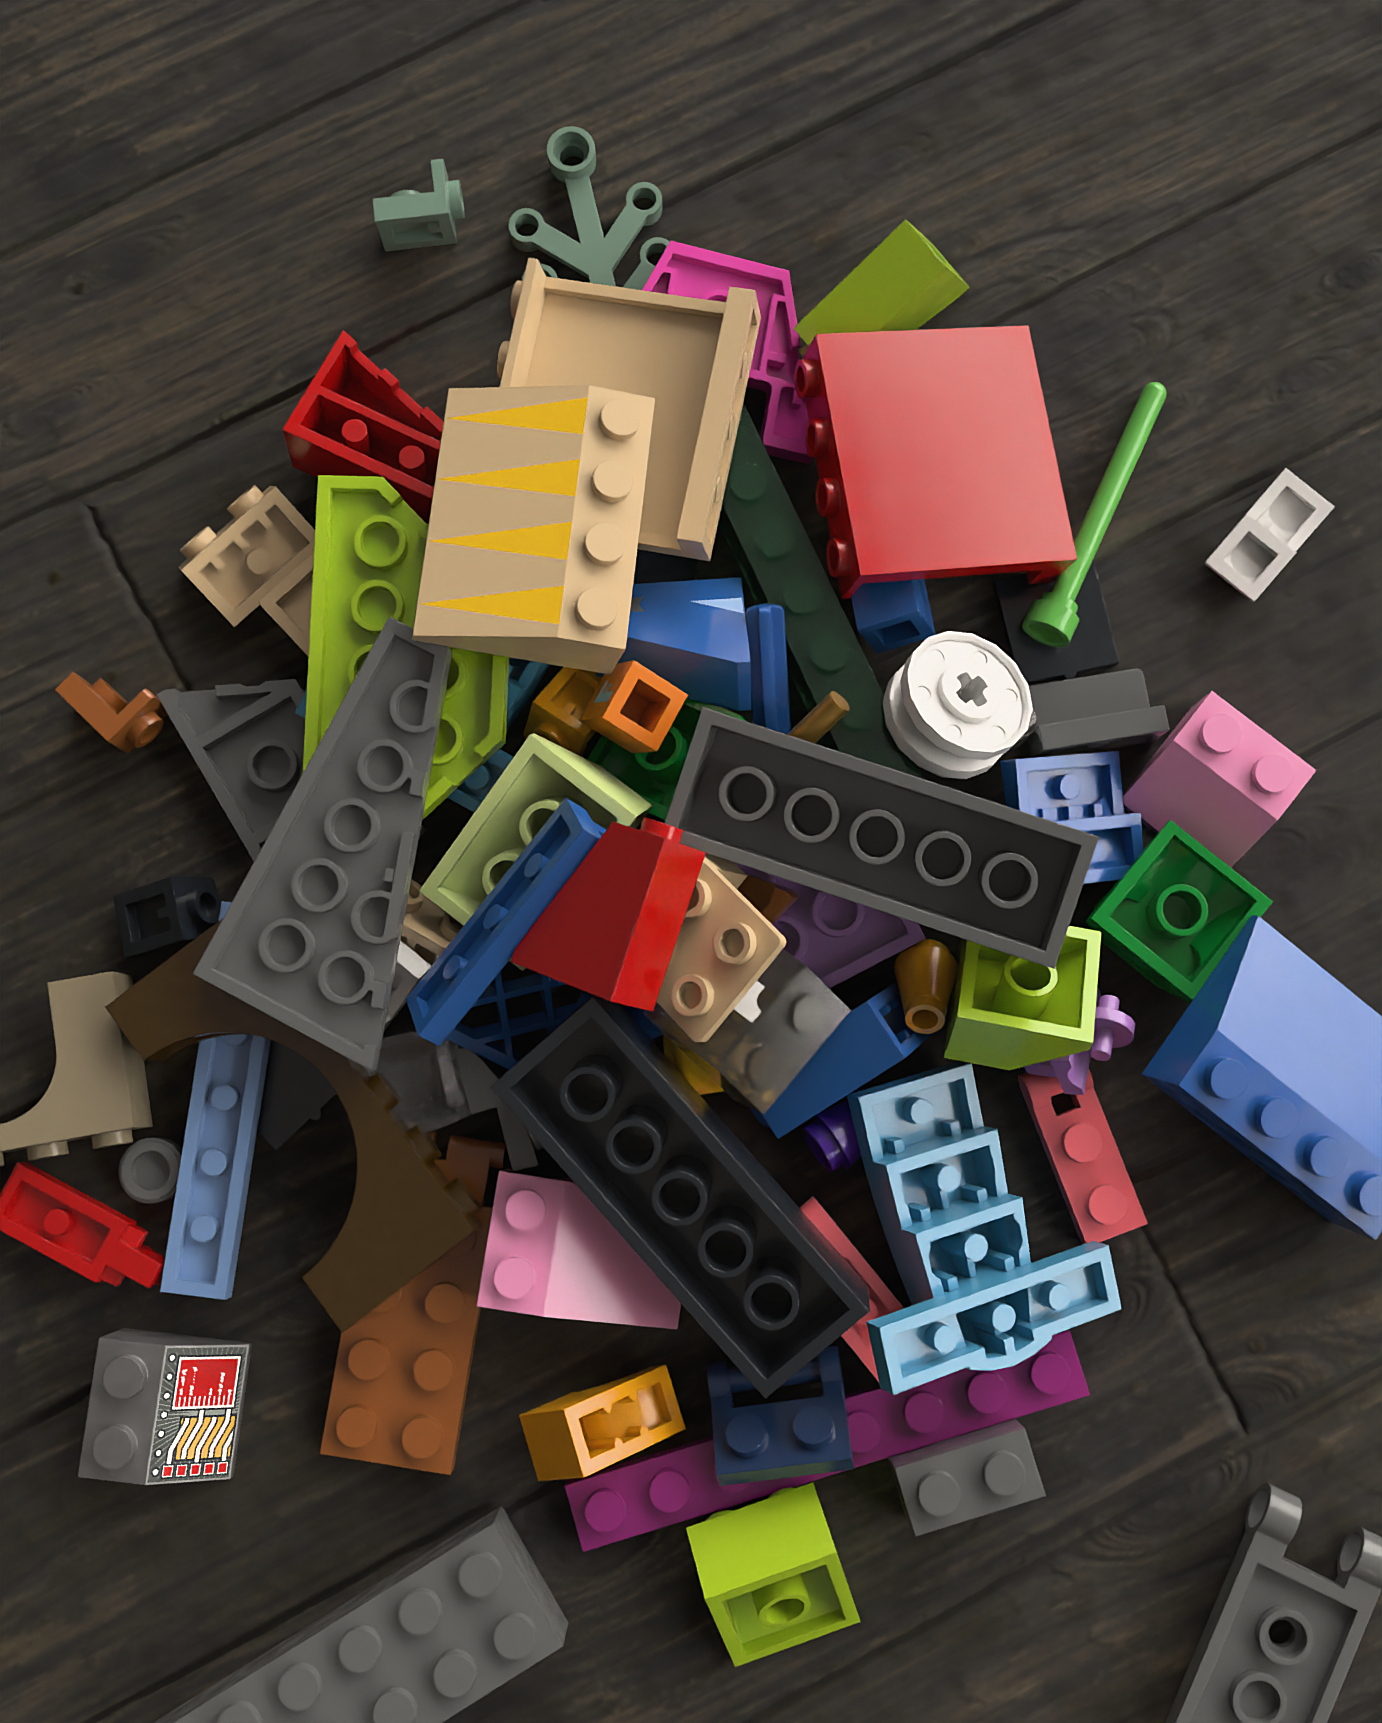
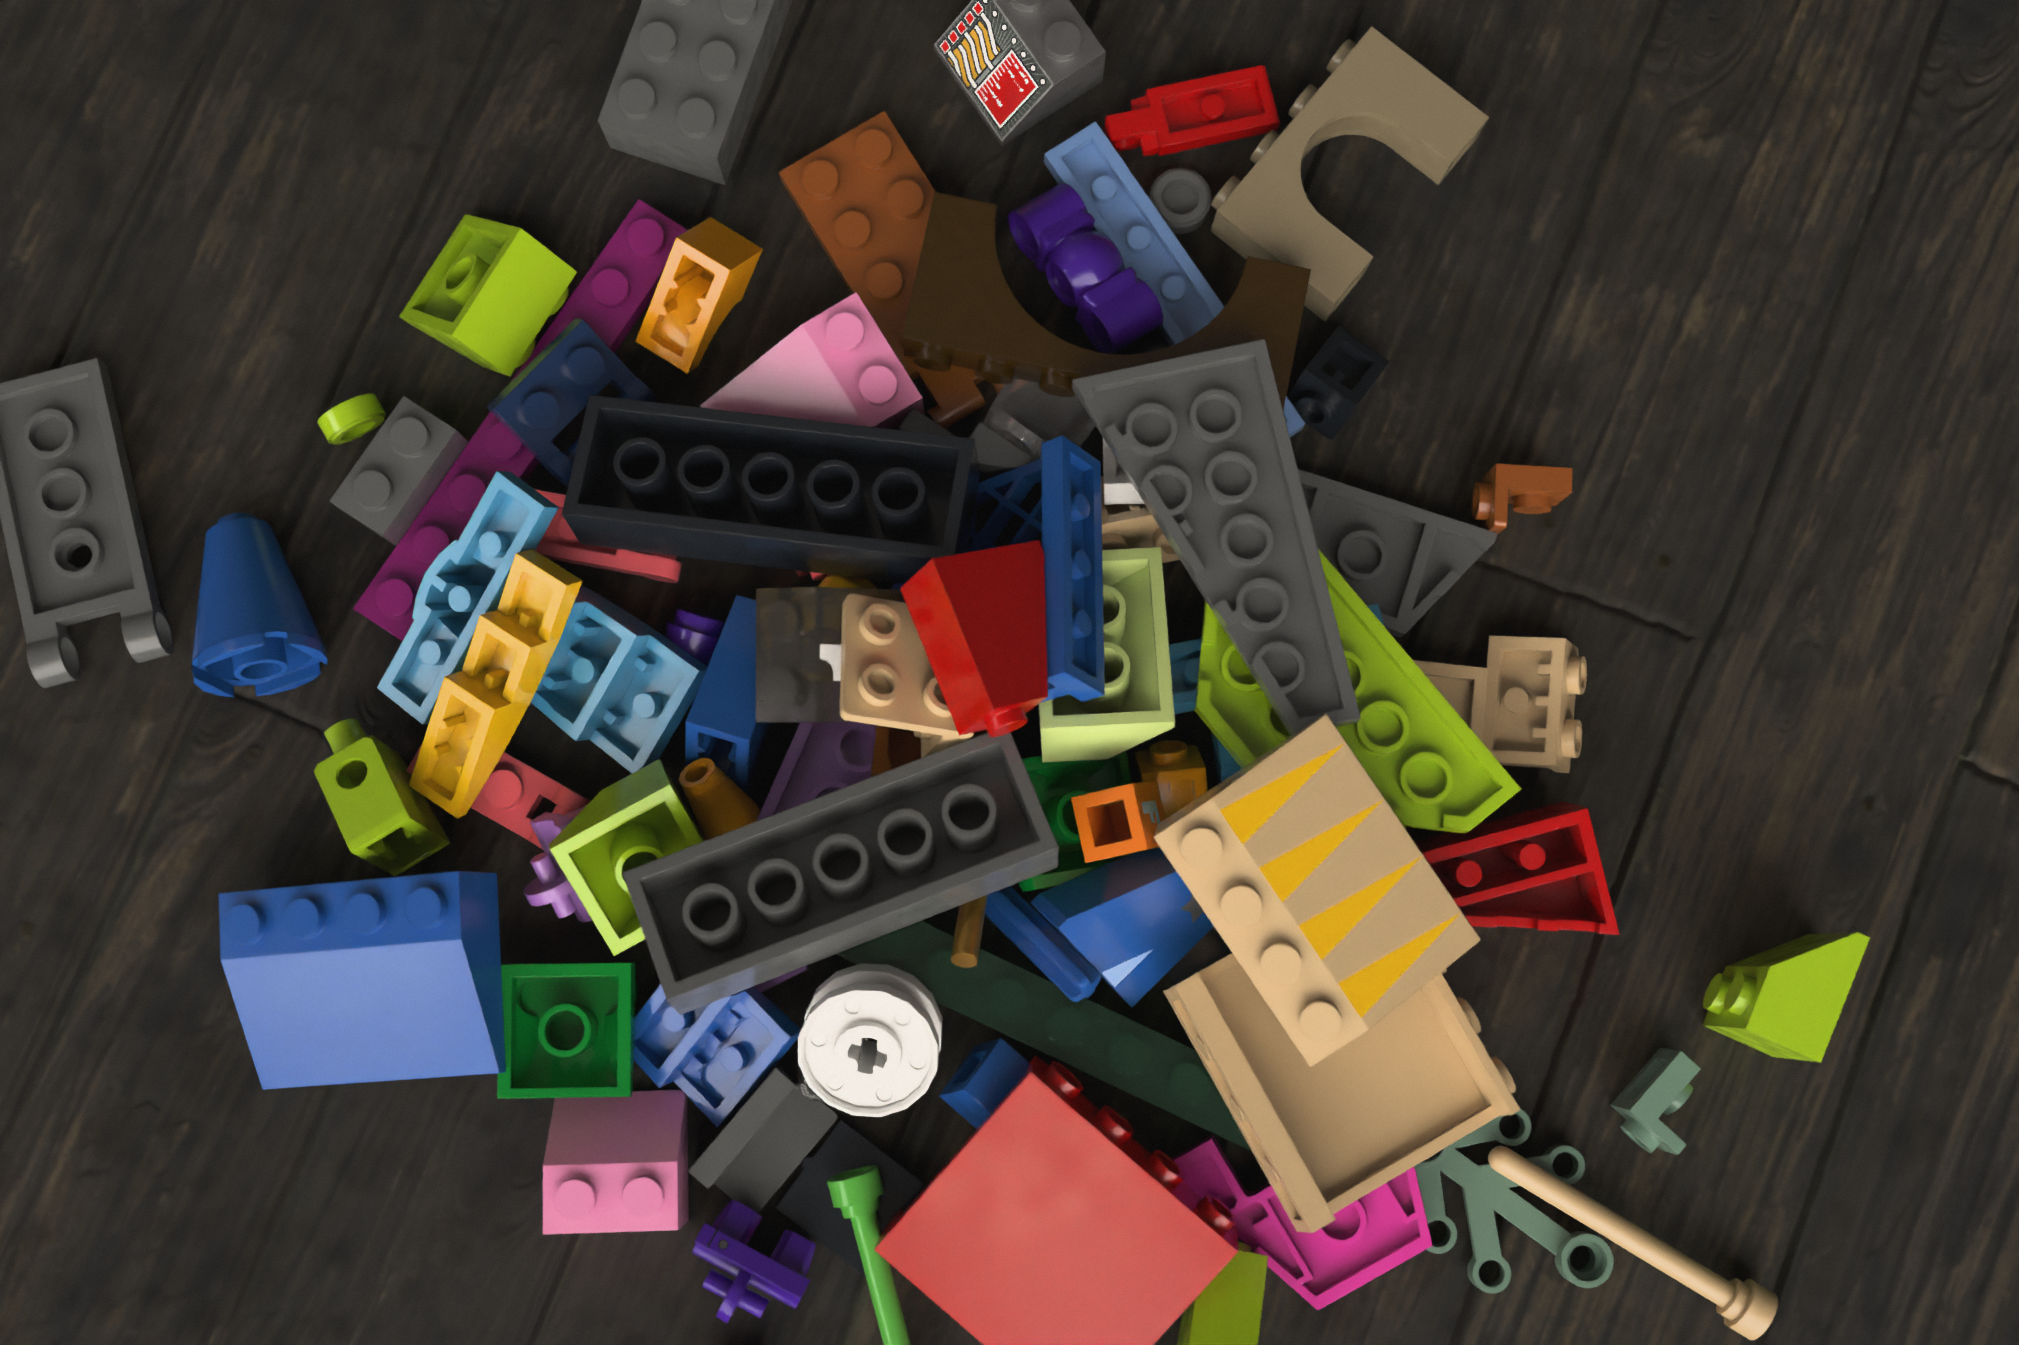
camera: 135 degrees right, 0 degrees up
(260, 196) = (1786, 995): none -> lime slope
(278, 1173) = (1085, 269): none -> dark purple piece
(490, 40) = (1745, 1305): none -> tan piece
(969, 1559) = (352, 419): none -> lime tile
(1026, 1224) = (498, 680): none -> yellow slope
(1154, 608) = (726, 1248): none -> dark purple hips
(1176, 1460) = (251, 614): none -> blue cone
(1191, 1217) = (373, 800): none -> lime torso

